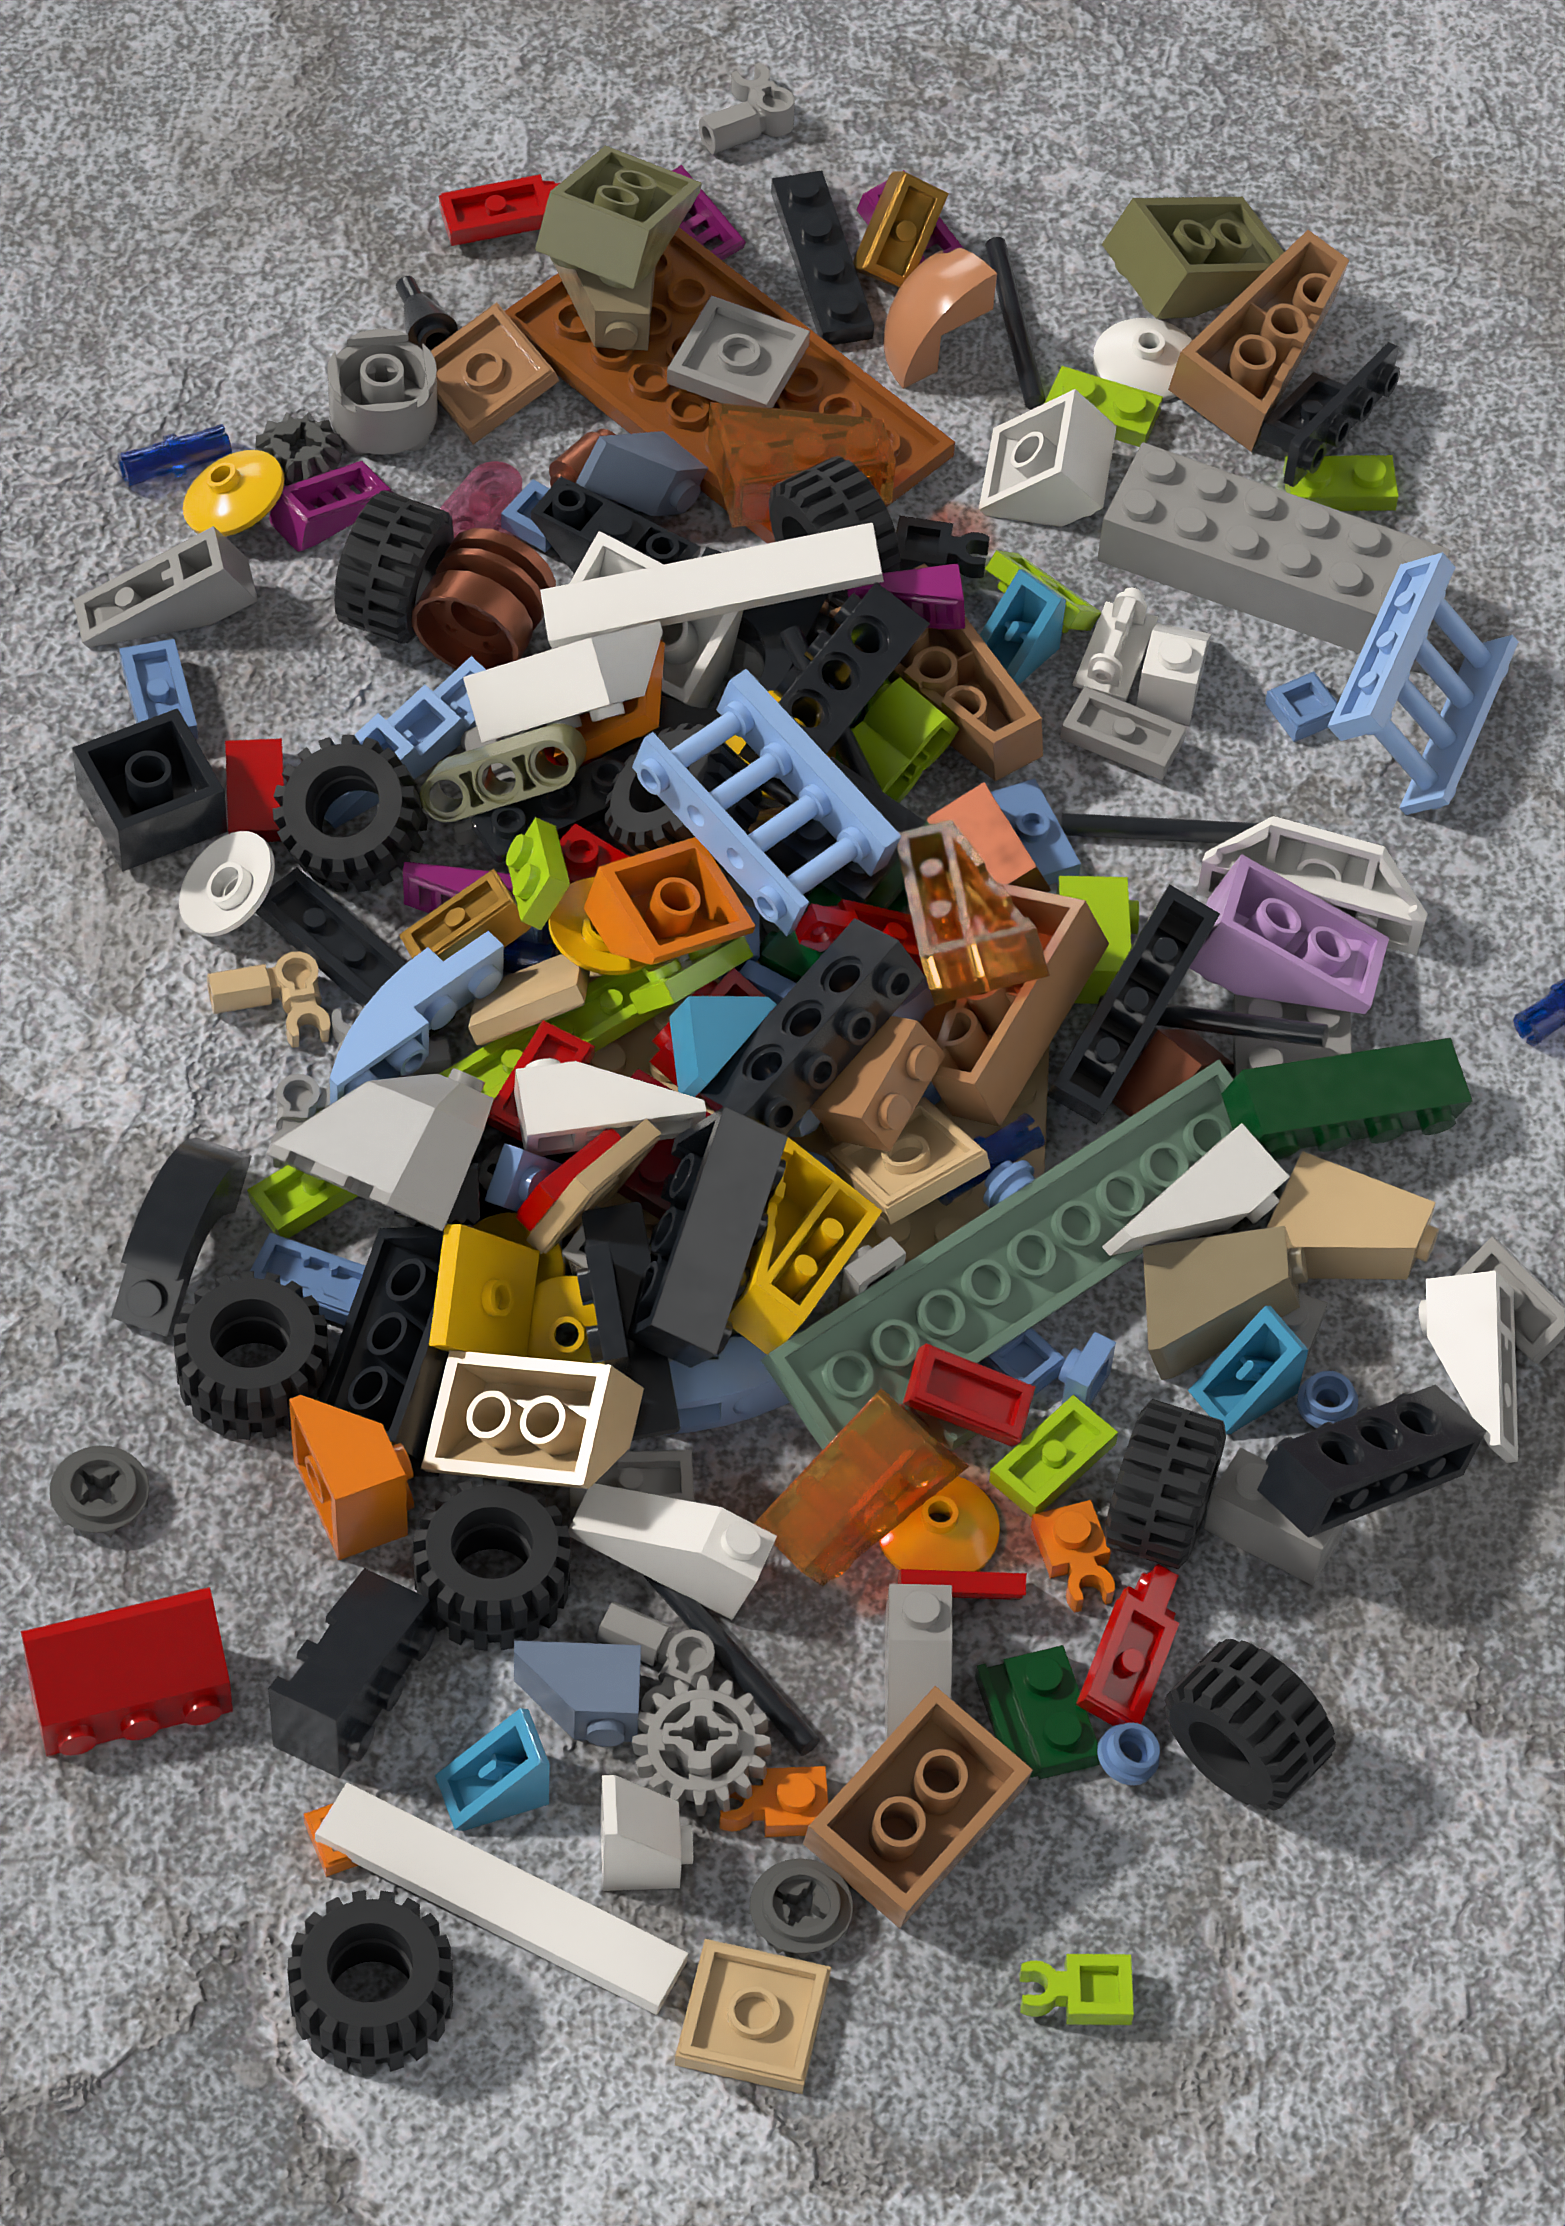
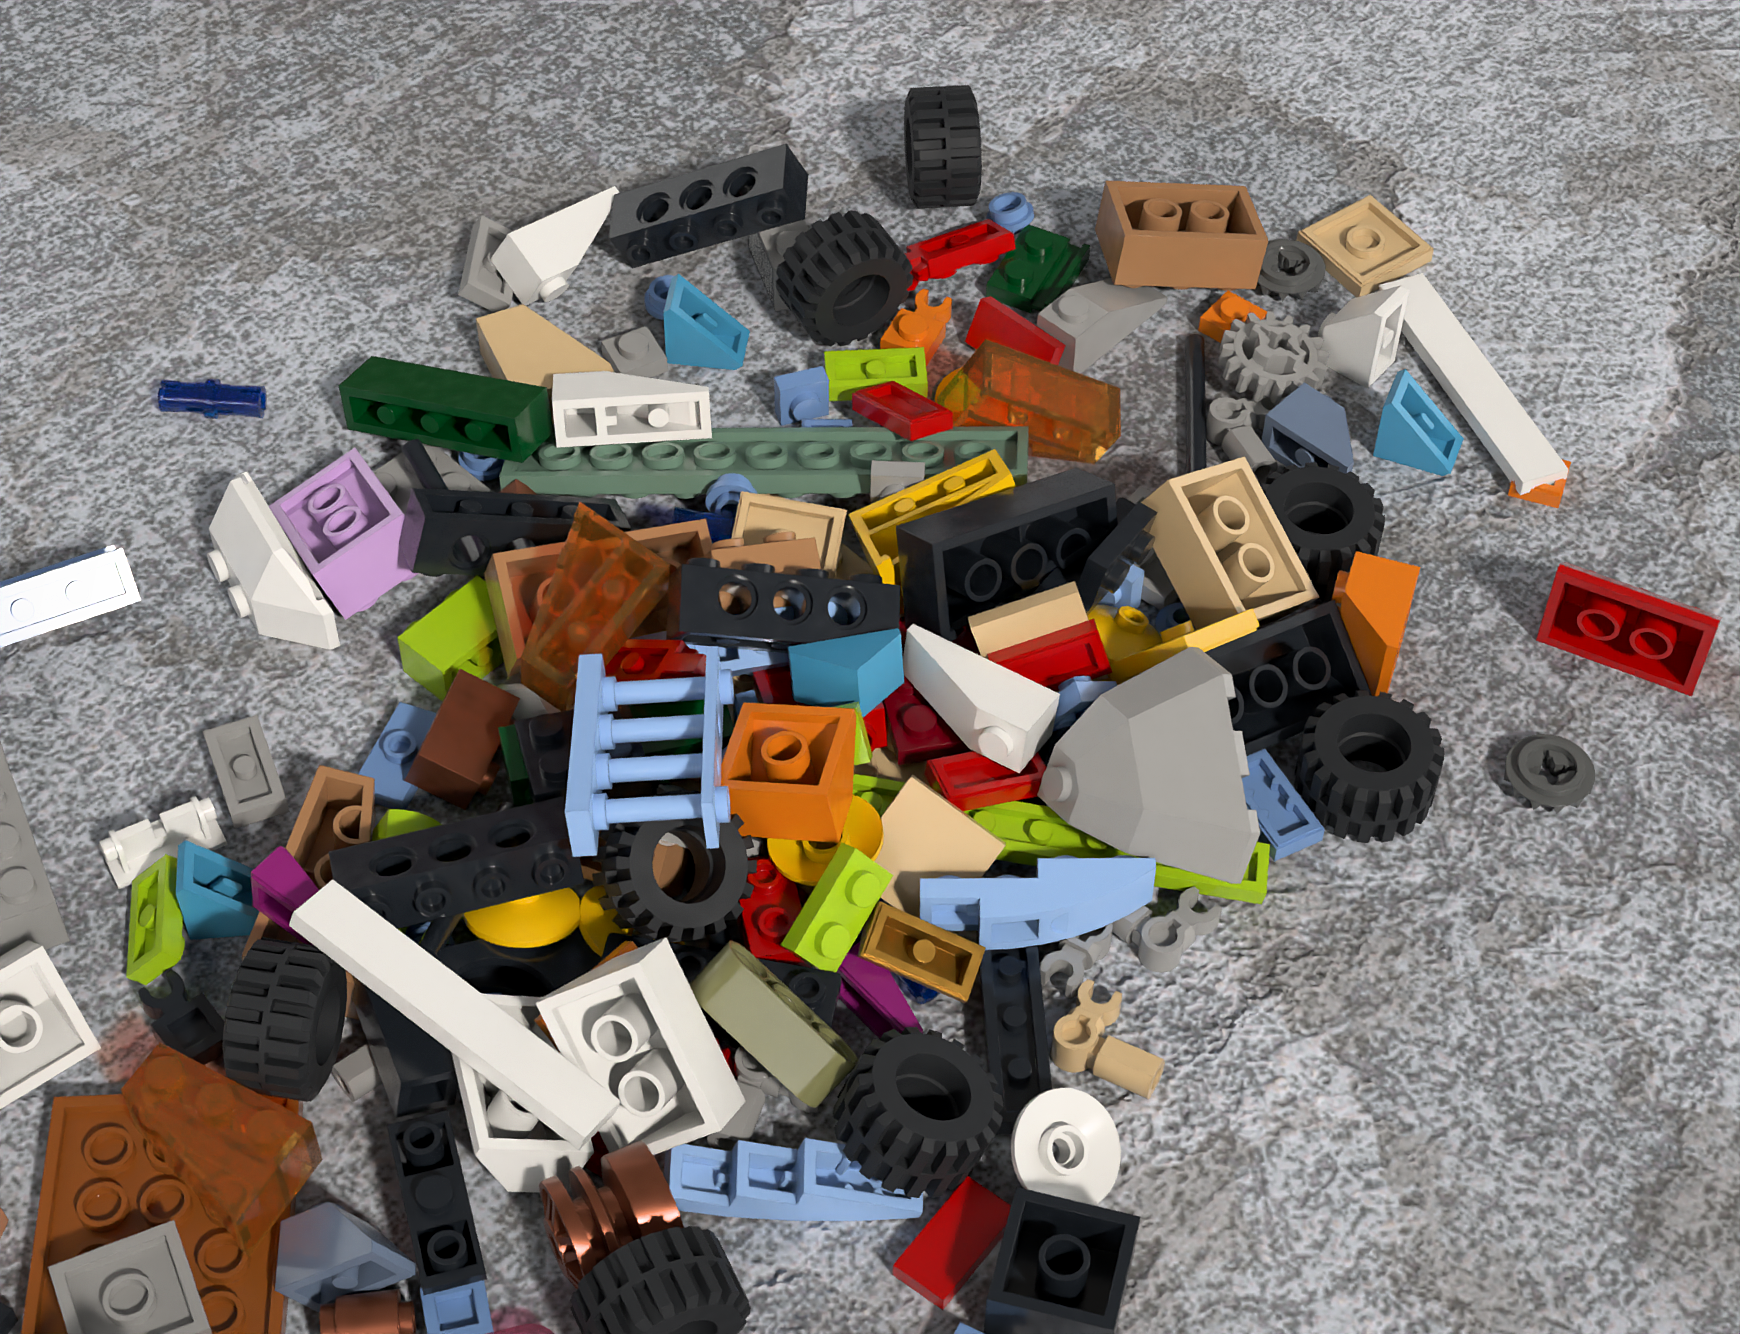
camera: 135 degrees left, 5 degrees down
(180, 1209) = (1335, 882): black arch -> none
(350, 1673) = (1479, 526): black wedge -> none
(370, 1933) = (1600, 372): black tyre -> none
(676, 1542) = (1166, 436): white slope -> none
(1091, 1987) = (1161, 134): lime plate -> none
(1151, 828) = (300, 688): black bar -> none
(1172, 672) = (142, 783): white slope -> none
(1212, 1288) = (667, 351): dark tan slope -> none
(1302, 706) = (92, 707): medium blue tile -> none

